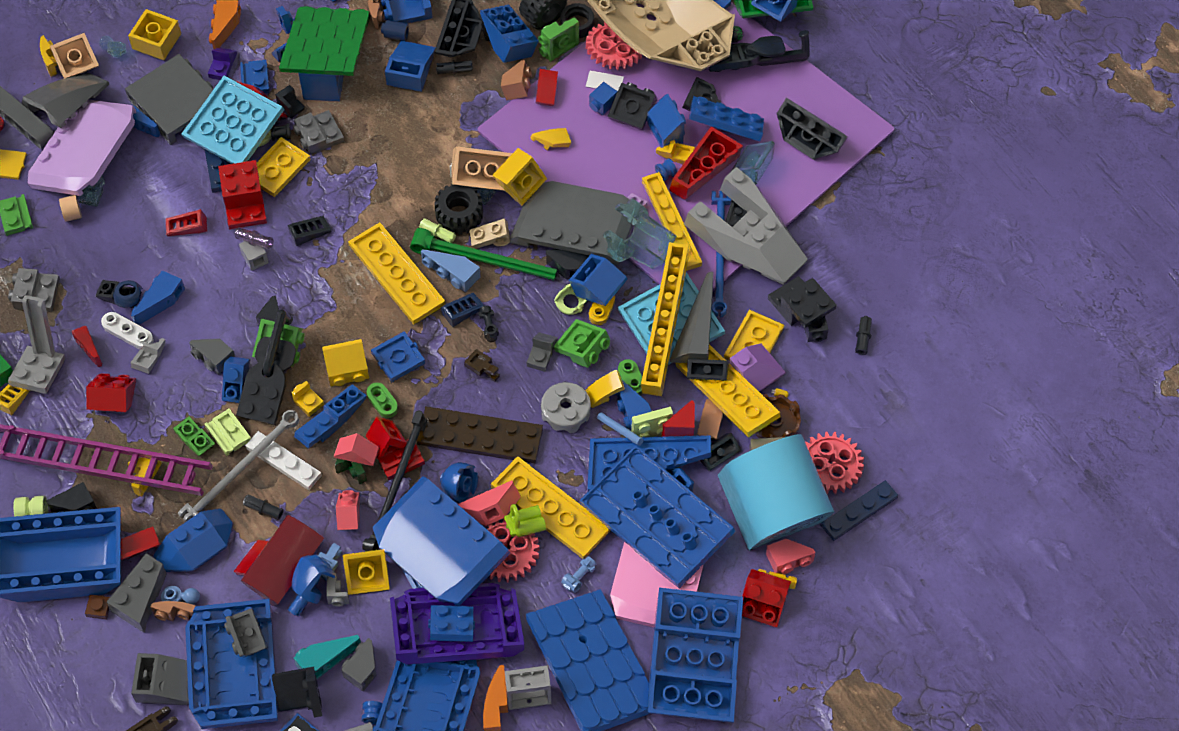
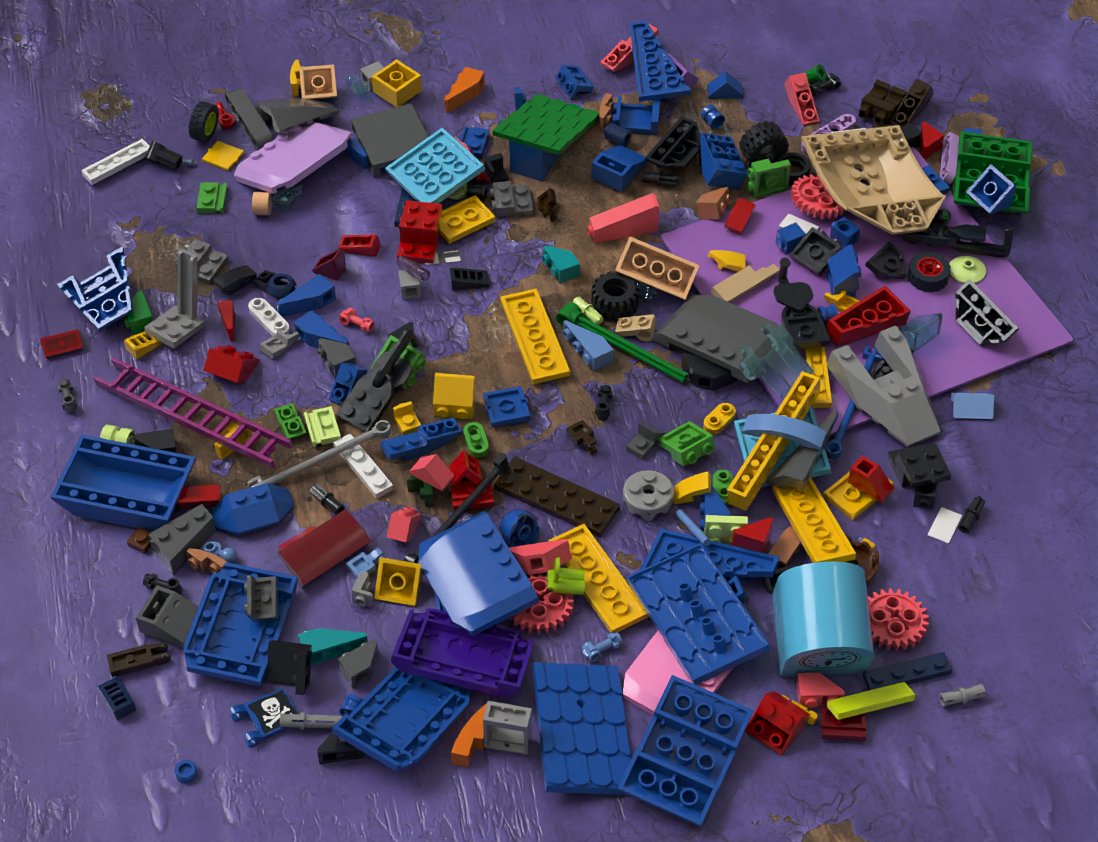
camera: 20 degrees right, 10 degrees down
(74, 299) = (231, 279): none -> black slope
(122, 30) = (367, 73): none -> light grey brick
(149, 645) = (151, 581): none -> black bar
(166, 255) = (331, 265): none -> dark red slope
(180, 332) = (313, 327): none -> blue slope
(207, 305) = (351, 316): none -> coral bar
(222, 63) = (449, 121): dark purple slope -> none
(277, 211) = (444, 257): none -> sticker
(304, 580) = (337, 572): blue piece -> none
(353, 124) = (546, 202): none -> dark brown plate
(393, 187) = (561, 263): none -> teal slope
(439, 124) = (625, 221): none -> coral slope
(451, 623) = (458, 648): blue plate -> none
(459, 303) = (573, 380): dark blue slope -> none
(520, 176) = (682, 280): yellow slope -> none
(560, 303) = (692, 393): yellowish green piece -> none
(574, 158) = (743, 282): none -> tan piece
(597, 280) = (721, 390): blue slope -> none
(642, 182) = (799, 317): none -> black plate
(651, 77) = (845, 232): none -> blue brick
(672, 305) = (785, 427): none -> medium blue slope
(707, 369) = (800, 497): black slope -> none
(726, 118) = (904, 284): blue plate -> none
(746, 88) = (929, 271): none -> black wheel
(757, 366) = (851, 510): medium lavender slope -> none
(764, 330) = (870, 479): none -> red slope
(775, 83) = (967, 268): none -> yellowish green dish
(822, 580) = (846, 729): none -> dark red plate
(827, 223) = (973, 405): none -> light blue panel
(839, 550) = (871, 700): none -> neon yellow tile
(842, 352) = (944, 525): none -> white sticker
(915, 517) = (962, 695): none -> light grey pin

